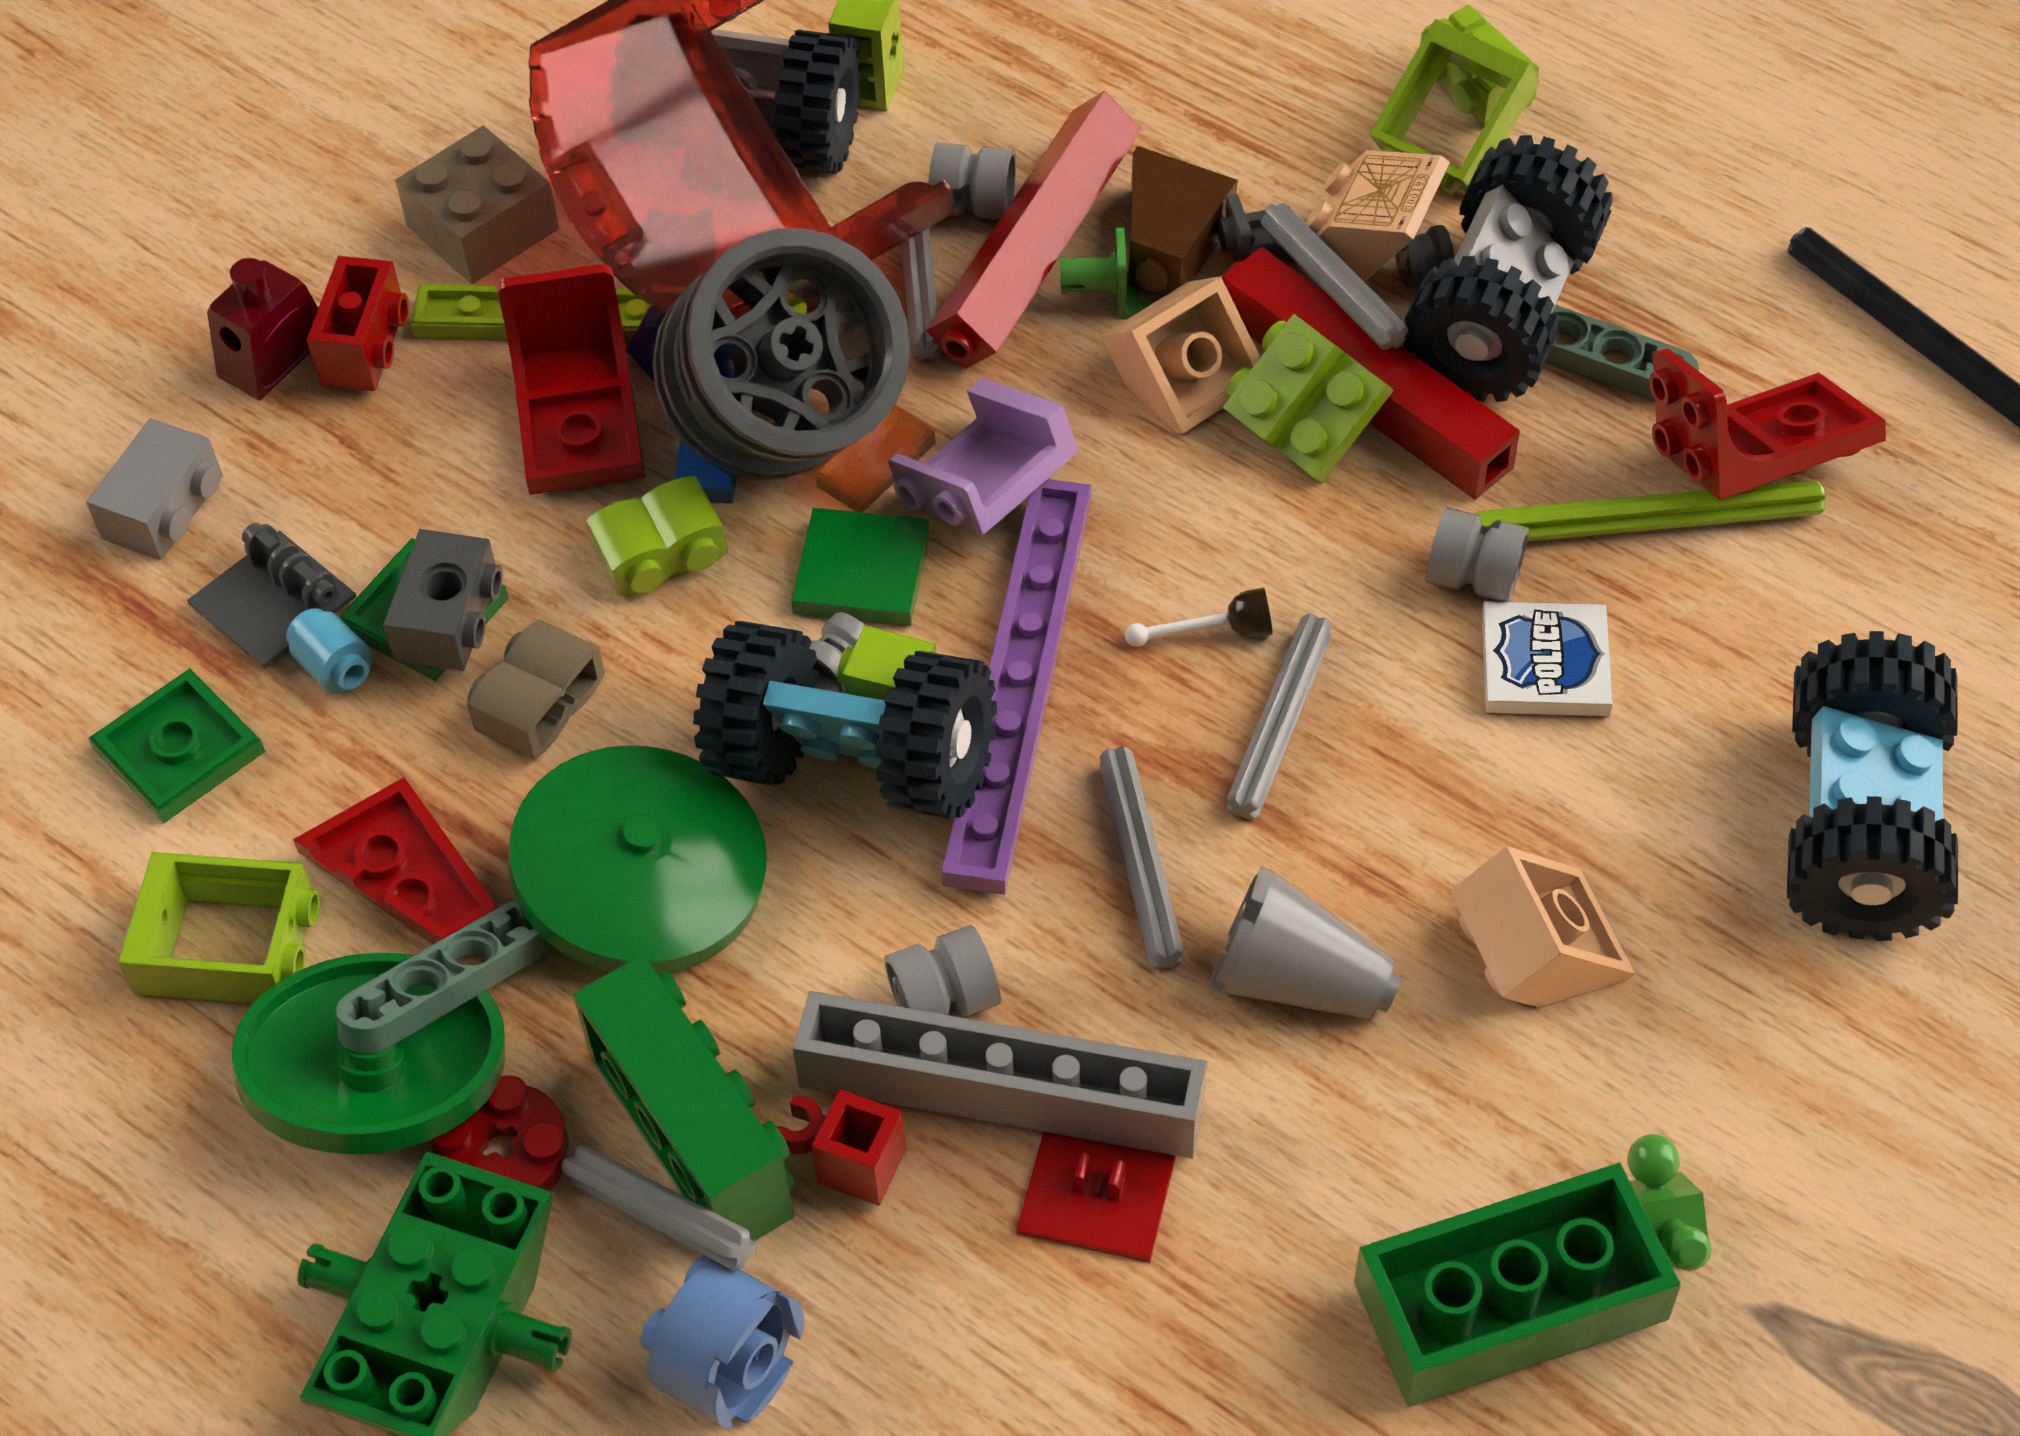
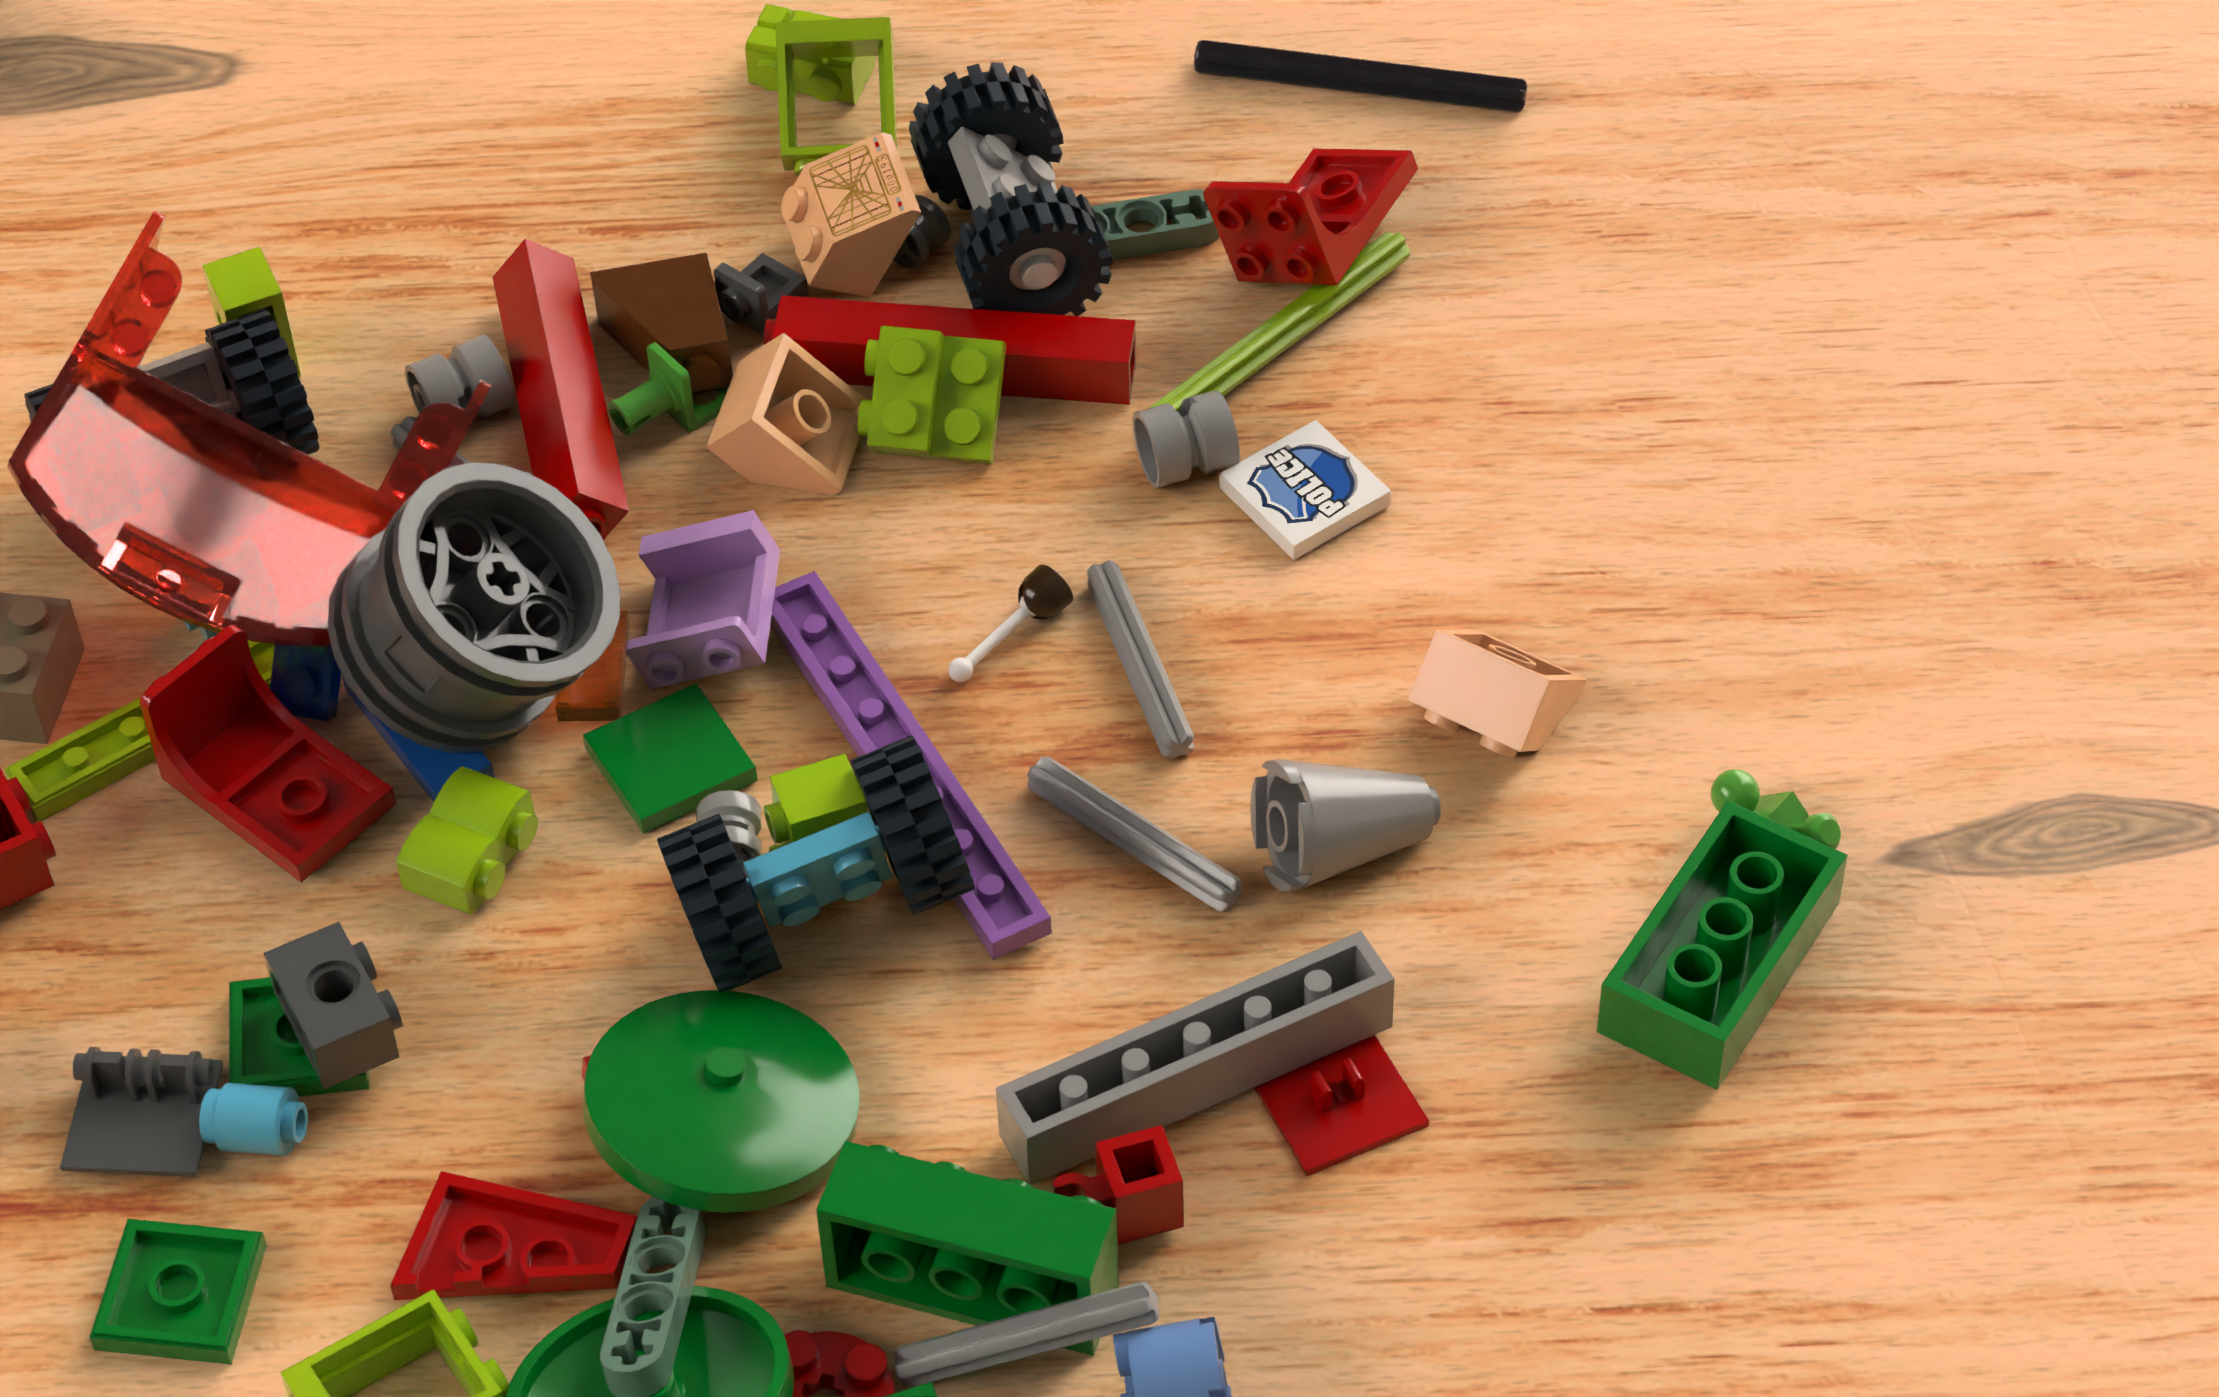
camera: 40 degrees left, 5 degrees down
(535, 688) = (482, 1028): dark tan brick -> none
(947, 978) = (1079, 1010): light grey wheel -> none
(1334, 276) = (869, 282): light grey axle -> none
(1875, 830) = (1691, 469): black plate -> none

